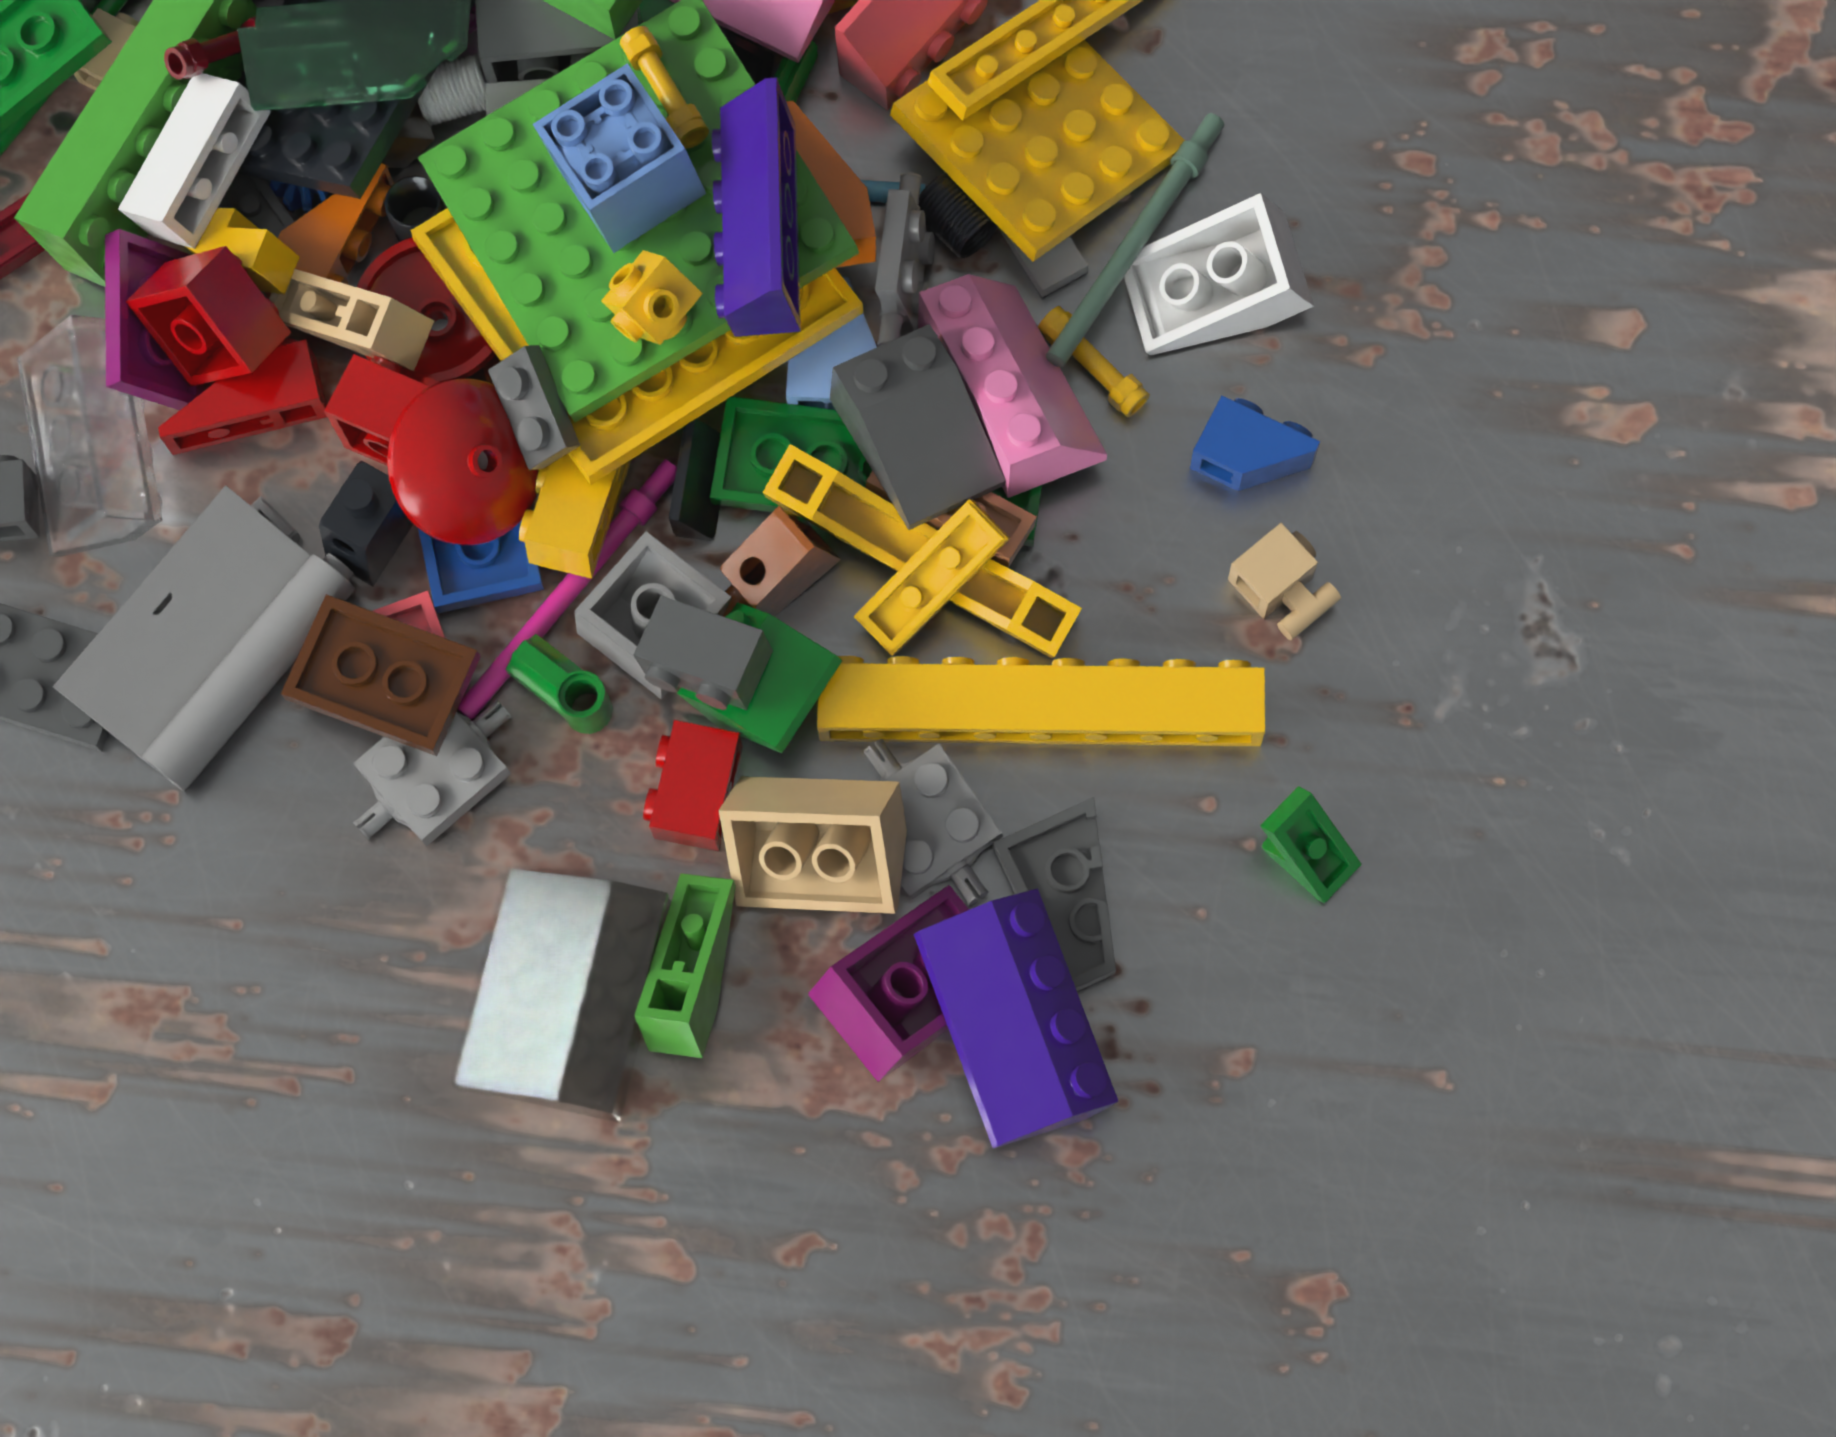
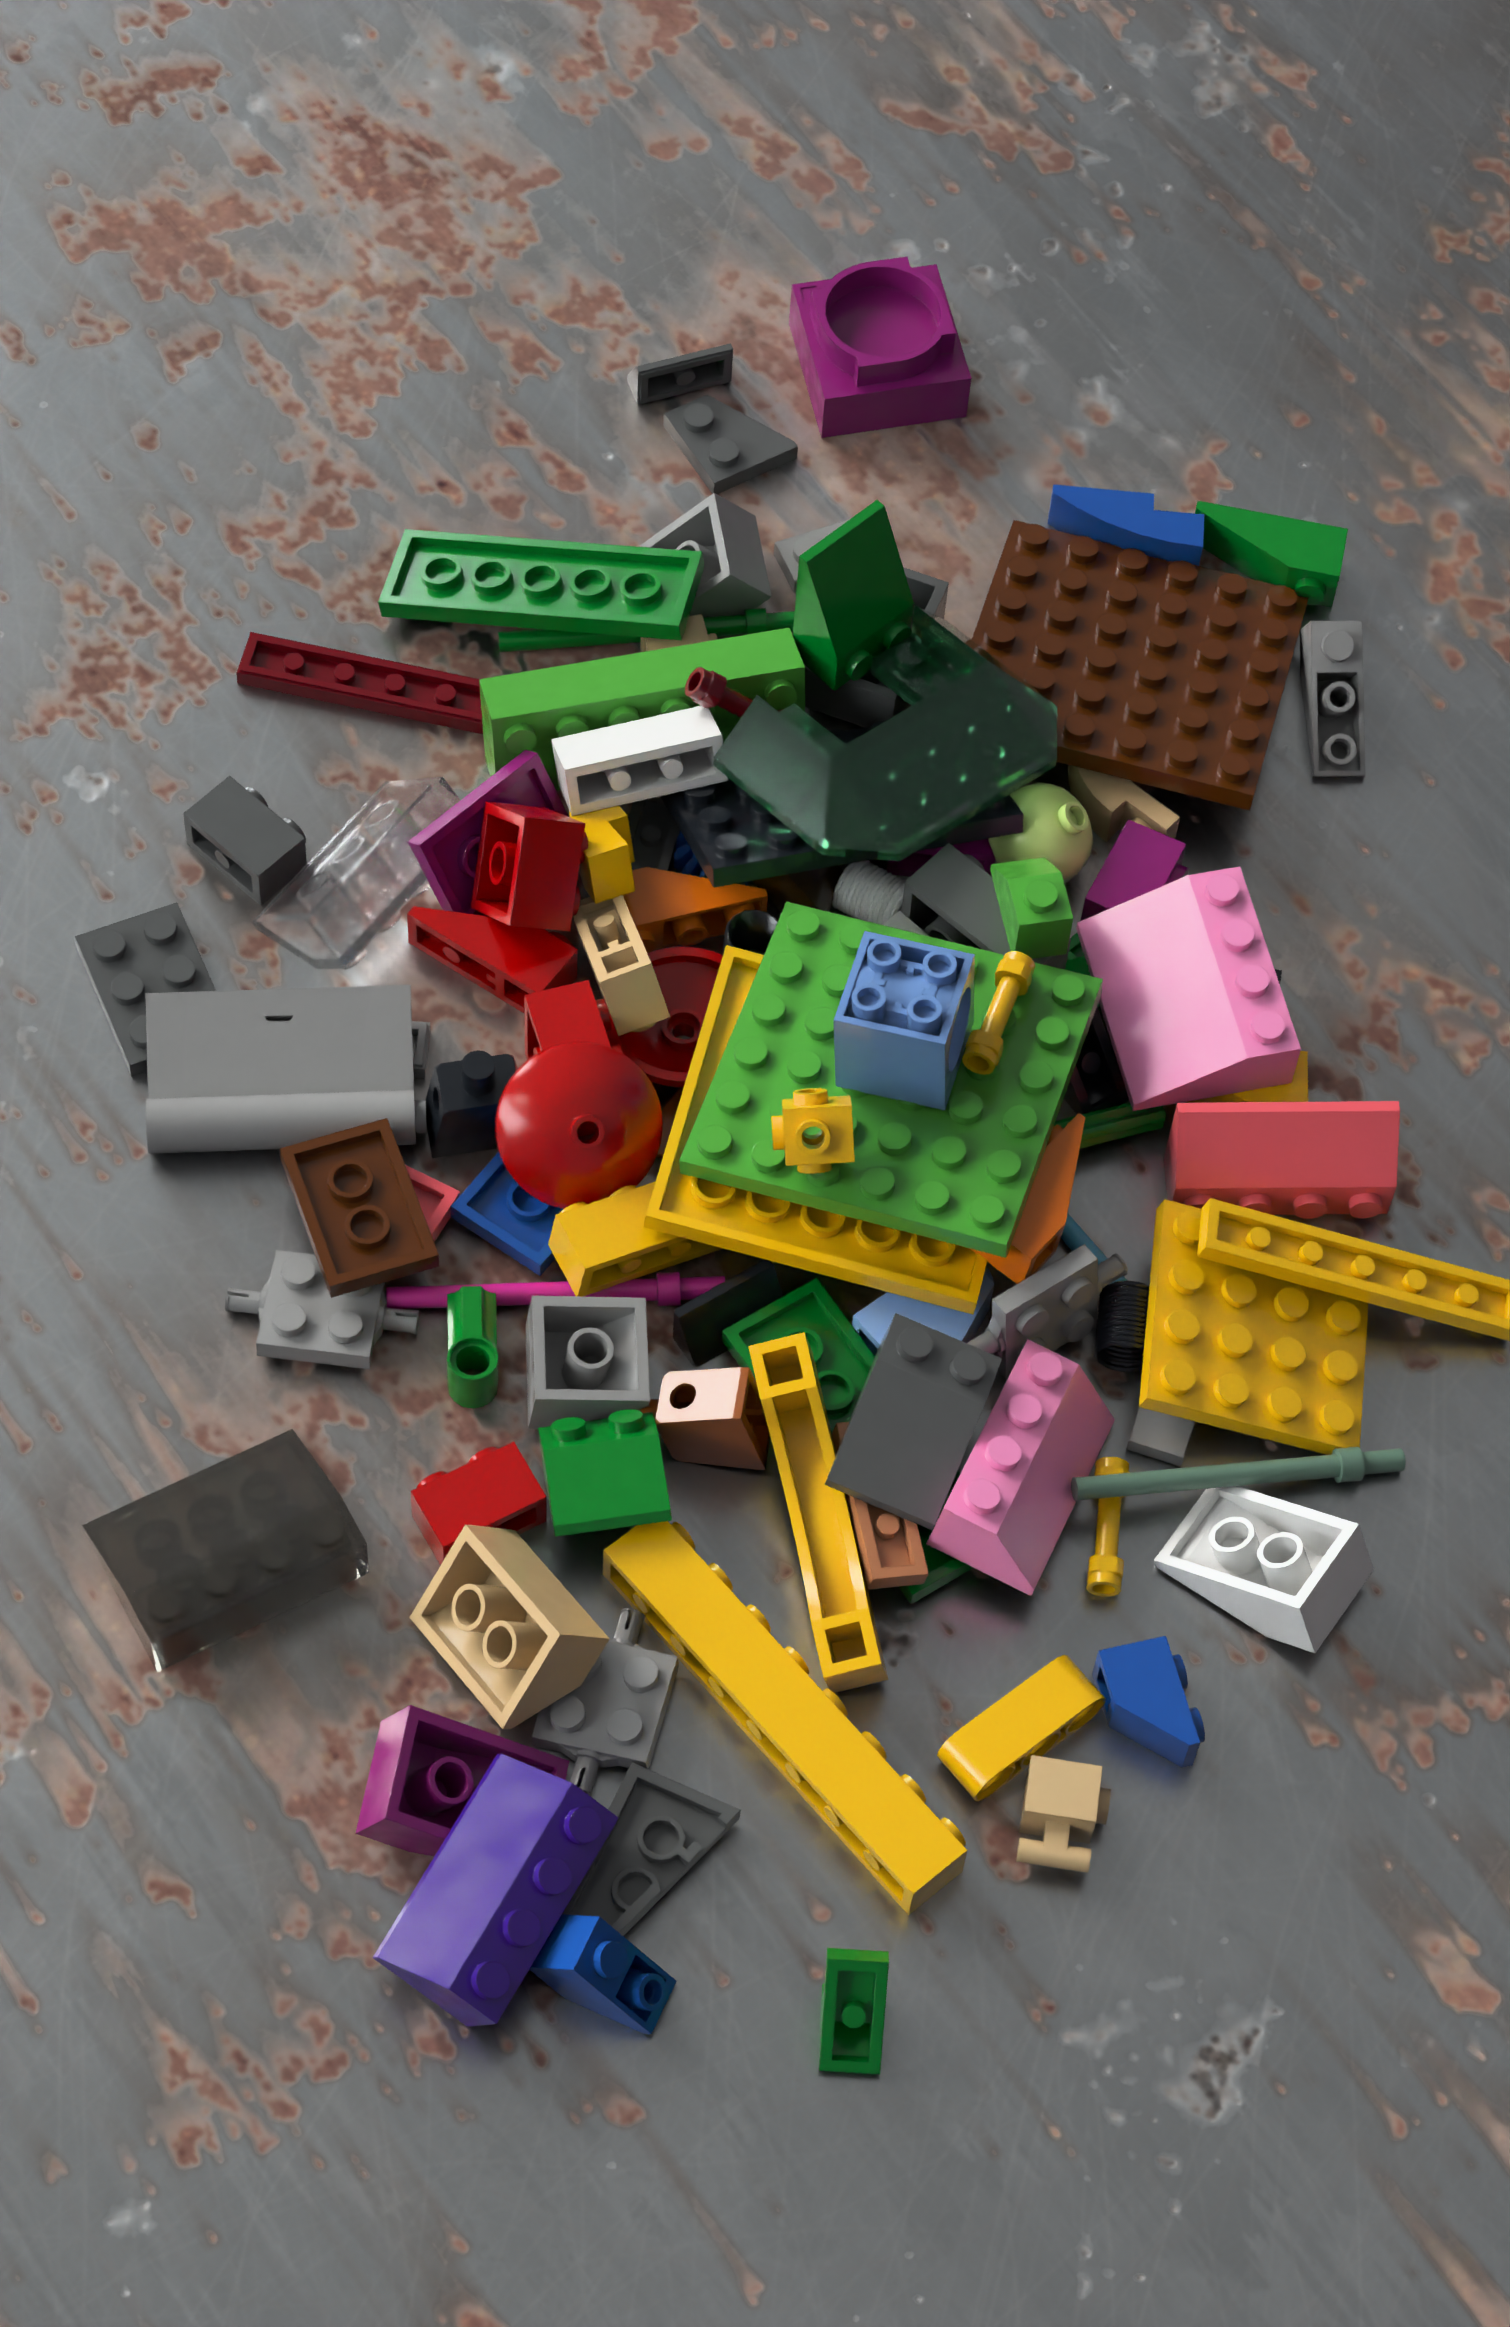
camera: 40 degrees right, 15 degrees down
(534, 407) = (663, 1133): dark grey plate -> none
(687, 968) = (316, 1616): bright green slope -> none
(702, 654) = (576, 1406): dark grey brick -> none
(757, 213) = (957, 1151): dark purple slope -> none
(932, 577) = (804, 1535): yellow tile -> none
(1136, 992) = (603, 1972): none -> blue slope
(1196, 551) = (1019, 1725): none -> yellow beam

